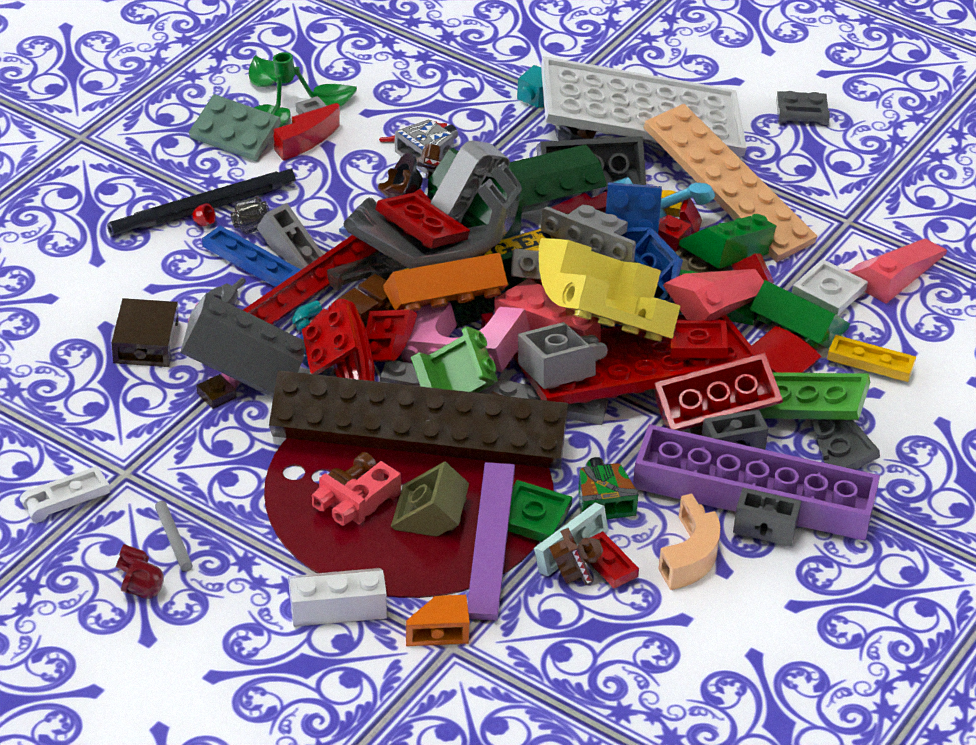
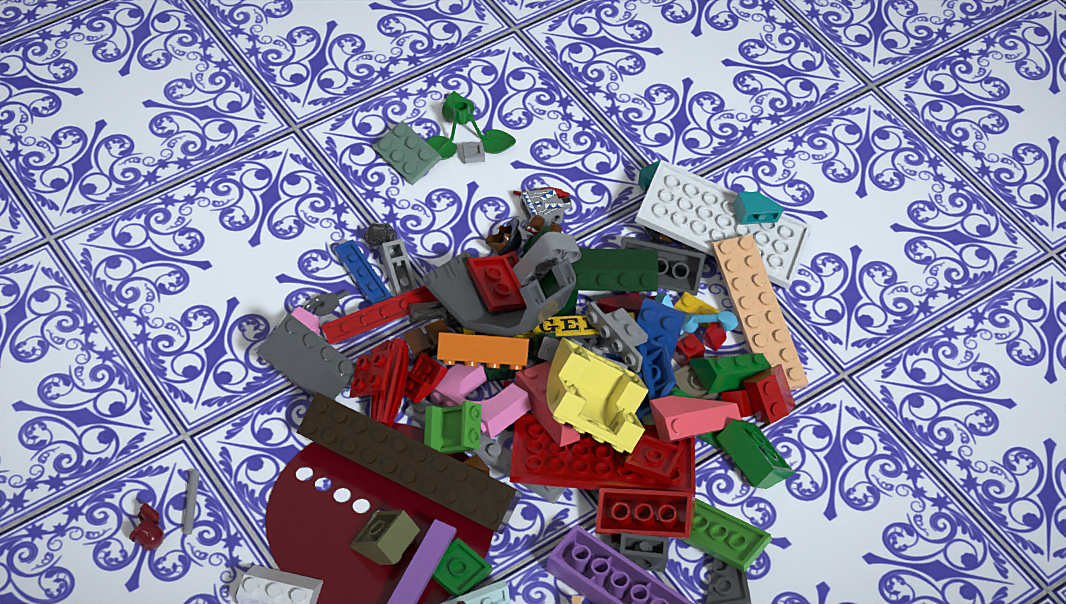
camera: 20 degrees right, 10 degrees up
(64, 493) = (131, 441): white plate -> none
(144, 332) = (252, 317): dark brown panel -> none
(204, 215) = (349, 227): red hinge -> none
(216, 198) = (348, 213): black piece -> none
(216, 391) = (281, 385): dark brown plate -> none
(305, 312) = (379, 334): teal arm -> none
(306, 131) = (459, 171): red slope -> none
(356, 490) = (336, 513): coral hips -> none
(558, 355) = (536, 442): light grey hinge -> none
(608, 487) = (521, 567): torso -> none
(672, 80) = (756, 208): none -> teal slope
(784, 254) = (770, 395): none -> red slope
(786, 351) = (723, 486): red slope -> none
(802, 107) = (860, 256): dark grey plate -> none
(830, 287) = (794, 435): white plate -> none
(871, 358) = (793, 511): yellow plate -> none
(897, 269) = (853, 433): coral wedge -> none

